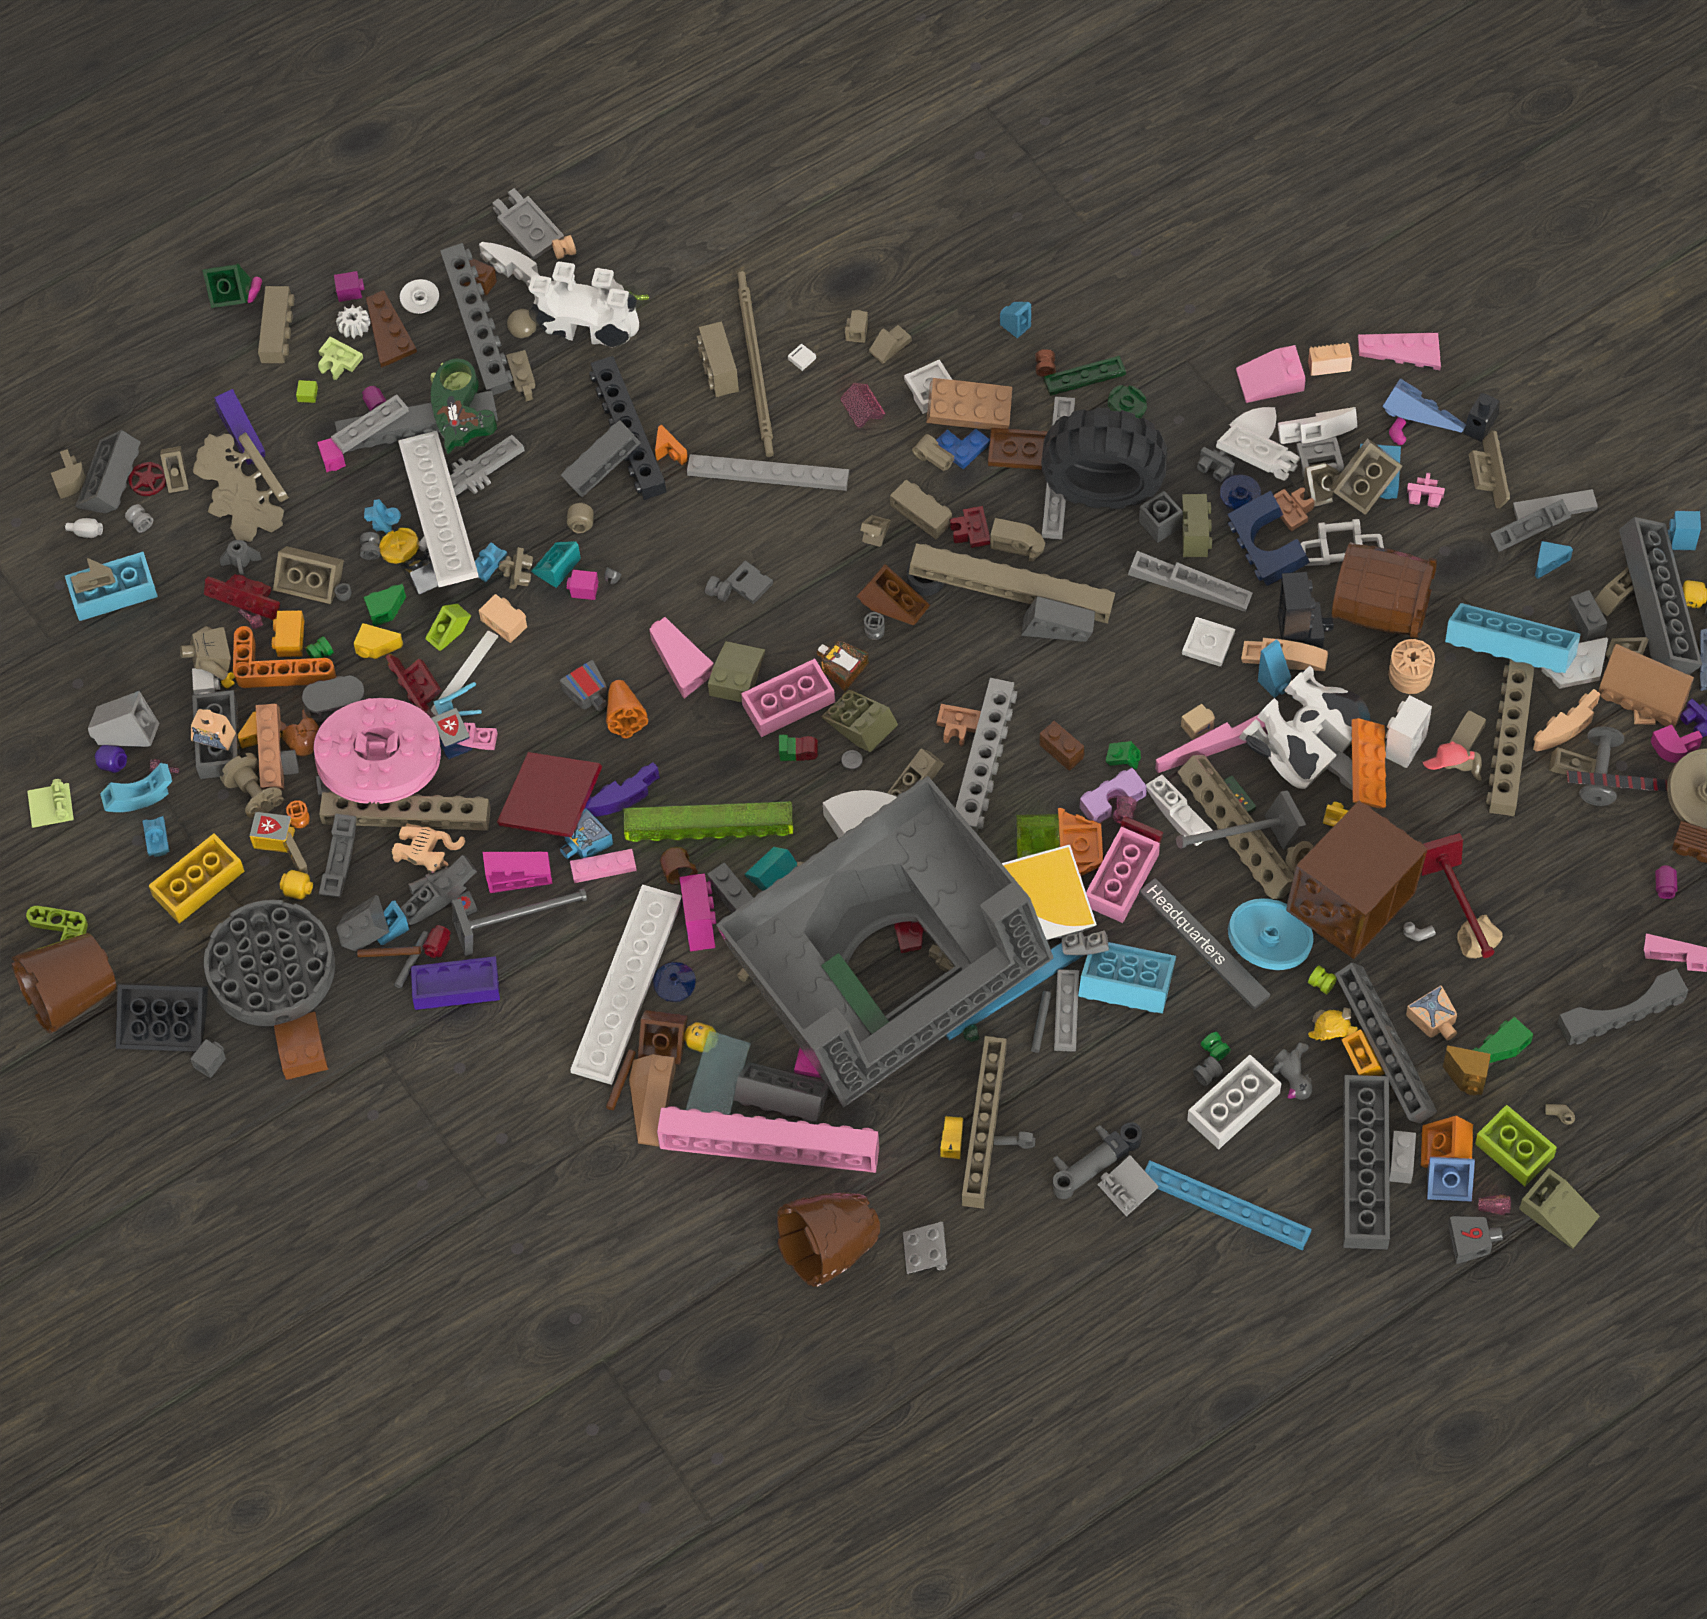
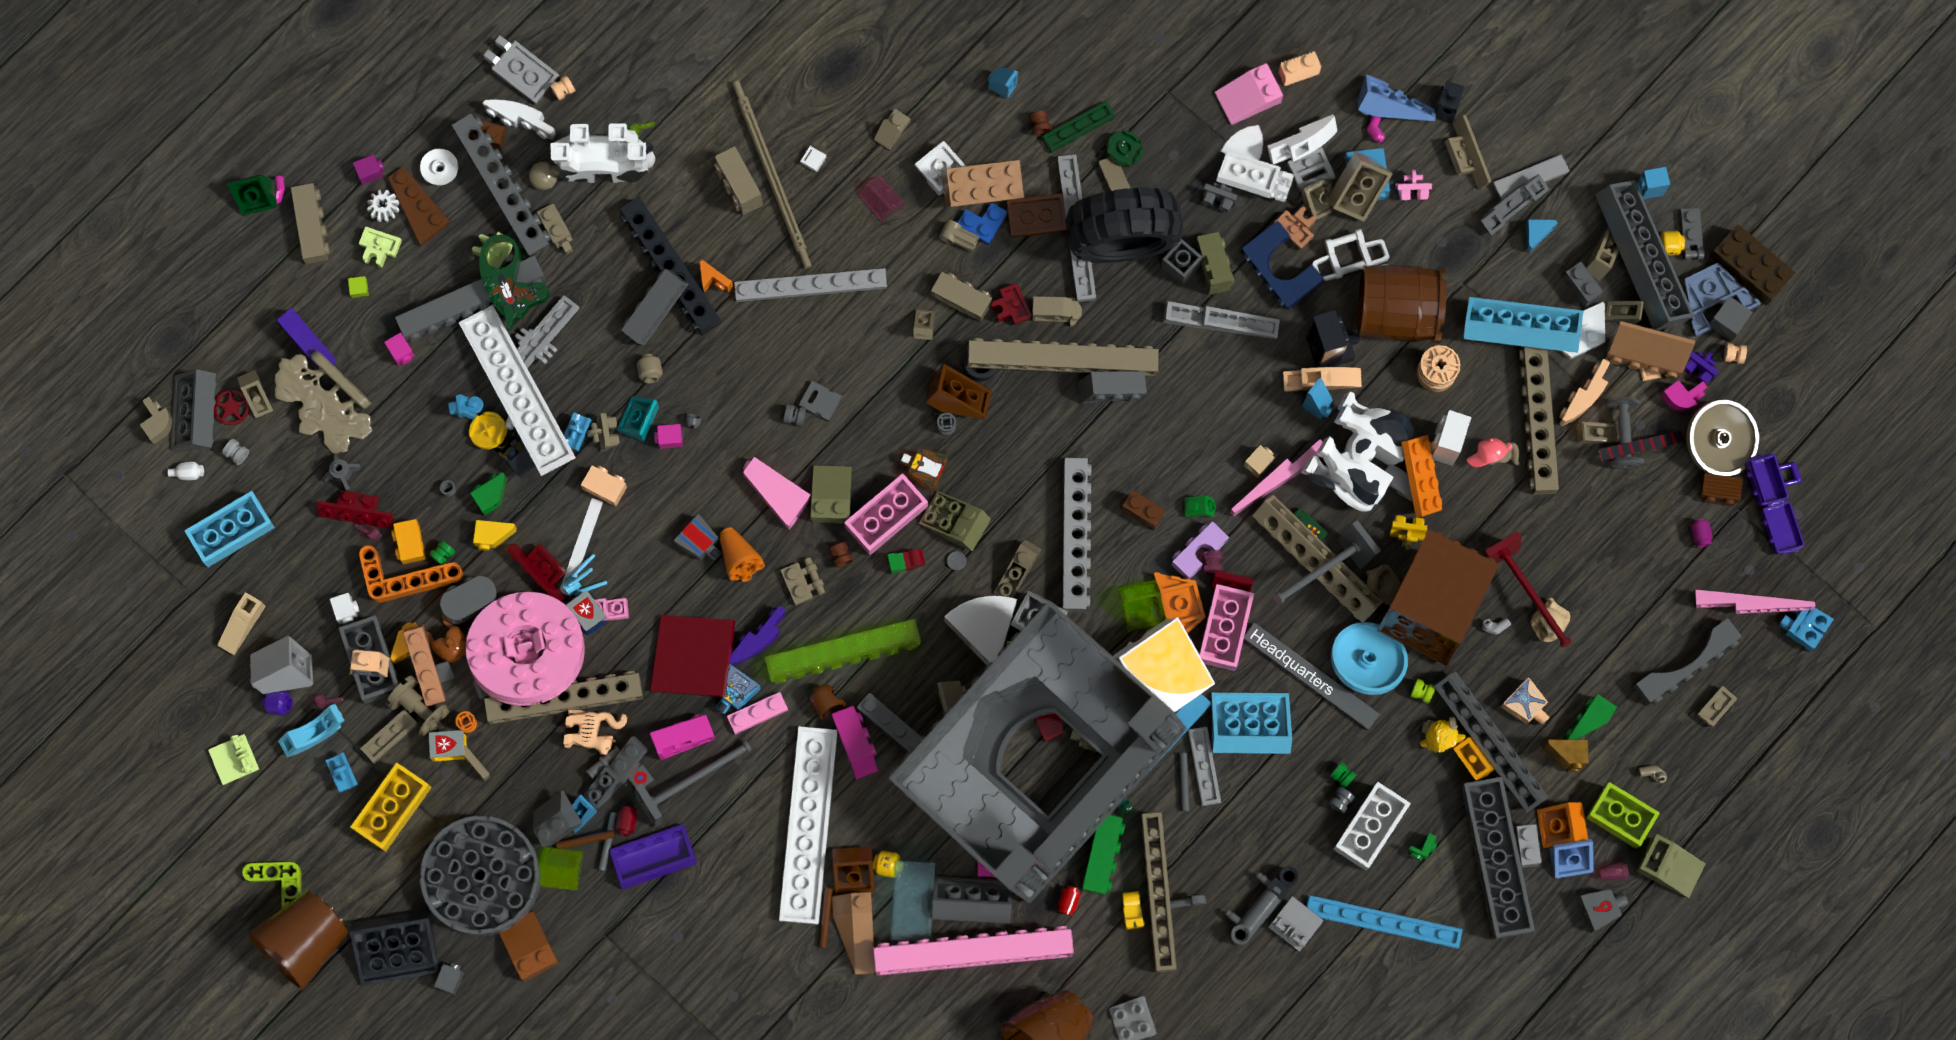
camera: 20 degrees left, 15 degrees up
(97, 577) = (217, 528): dark tan slope -> none
(98, 673) = (241, 623): none -> tan slope
(210, 653) = (343, 581): dark tan torso -> none
(215, 813) = (389, 736): none -> dark tan plate
(296, 884) = (483, 792): yellow head -> none
(307, 574) = (410, 477): dark tan slope -> none
(339, 855) = (515, 757): dark grey slope -> none
(354, 976) = (560, 868): none -> clear neon green slope
(369, 424) = (429, 314): light grey tile -> none
(369, 543) = (460, 436): dark grey wheel -> none
(373, 397) = (426, 285): magenta brick -> none
(447, 626) = (555, 504): lime slope -> none
(674, 990) = (849, 822): clear blue dish -> none
(678, 751) = (796, 582): none -> dark tan plate
(730, 727) = (840, 555): none -> copper wheel
(771, 867) = (913, 687): teal slope -> none
(854, 993) = (1020, 803): dark green tile -> none
(857, 326) = (857, 118): dark tan brick -> none
(885, 1113) = (1068, 900): none -> red brick
(933, 1075) = (1102, 855): none -> green brick
(957, 722) = (1044, 504): nougat plate -> none
(1079, 945) = (1209, 702): light grey slope -> none
(1175, 808) = (1261, 553): white slope -> none
(1208, 641) = (1251, 378): white plate -> none
(1236, 486) = (1250, 213): clear blue dish -> none
(1290, 1067) = (1413, 782): dark grey animal -> none
(1292, 1136) = (1428, 846): none -> green bracket
(1410, 347) = (1364, 41): bright pink wing -> none
(1469, 730) = (1499, 421): dark tan slope -> none
(1646, 1059) = (1717, 706): none -> dark tan plate

